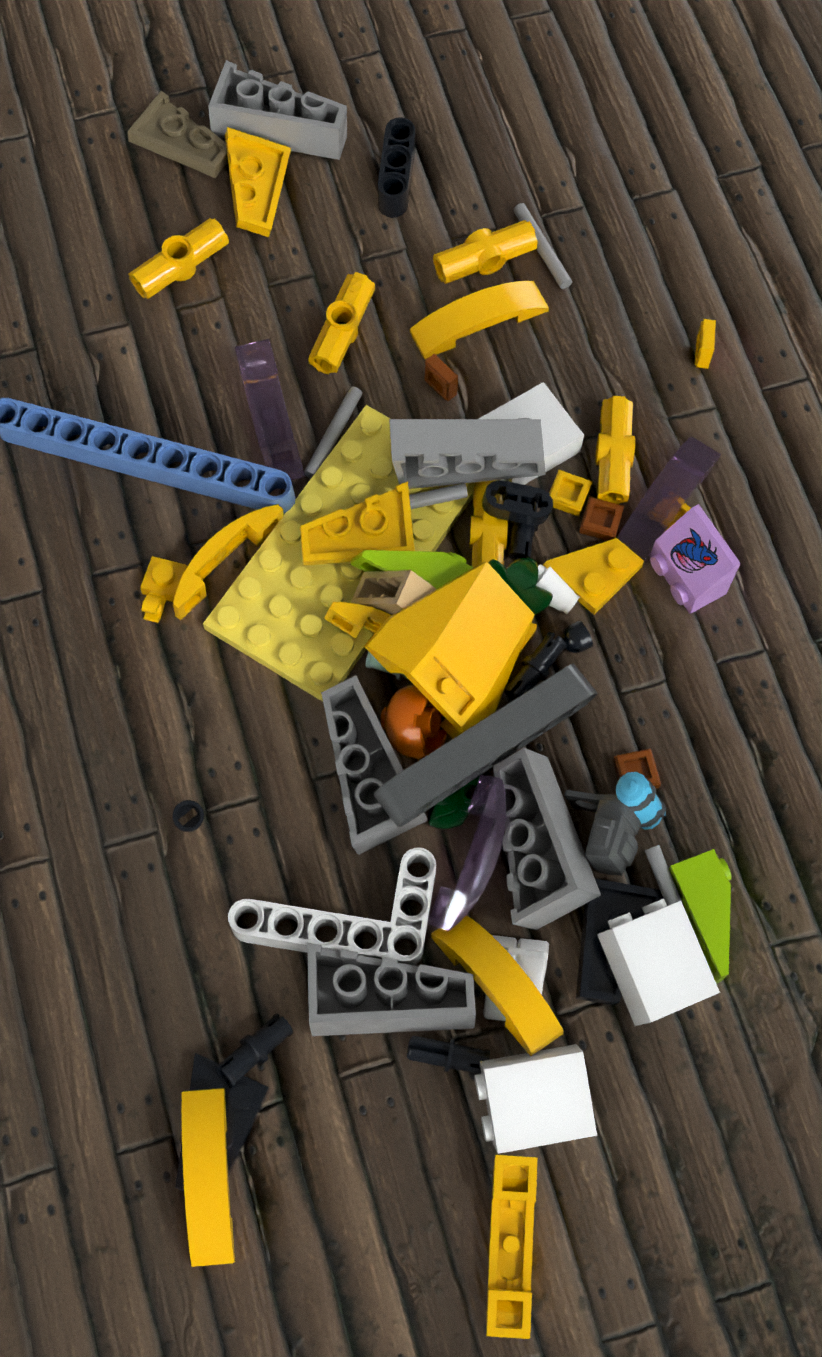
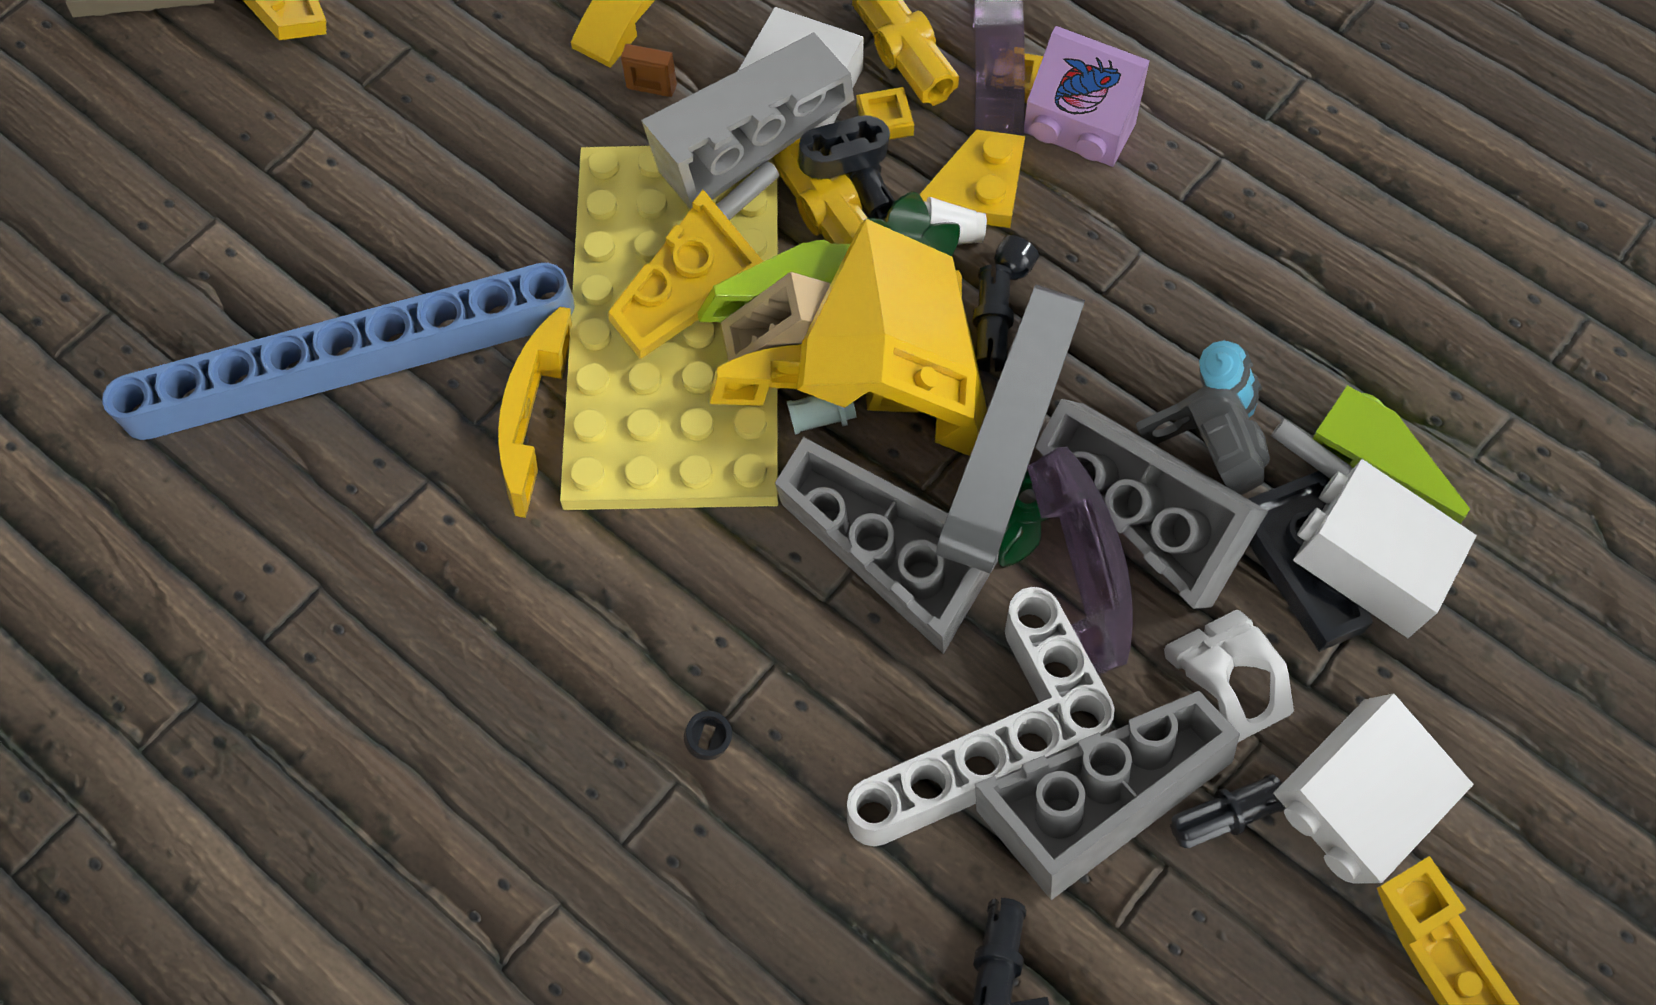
camera: 30 degrees left, 5 degrees down
(160, 585) = (474, 485): yellow plate -> none
(190, 248) = (231, 109): yellow piece -> none
(268, 408) = (458, 209): clear purple slope -> none
(333, 431) = (561, 200): light grey bar -> none
(336, 337) = (487, 75): yellow piece -> none
(412, 723) = (901, 451): orange cylinder -> none
(503, 981) = (1231, 677): yellow slope -> none
(601, 519) = (942, 122): dark orange tile -> none
(640, 762) = (1180, 362): dark orange tile -> none

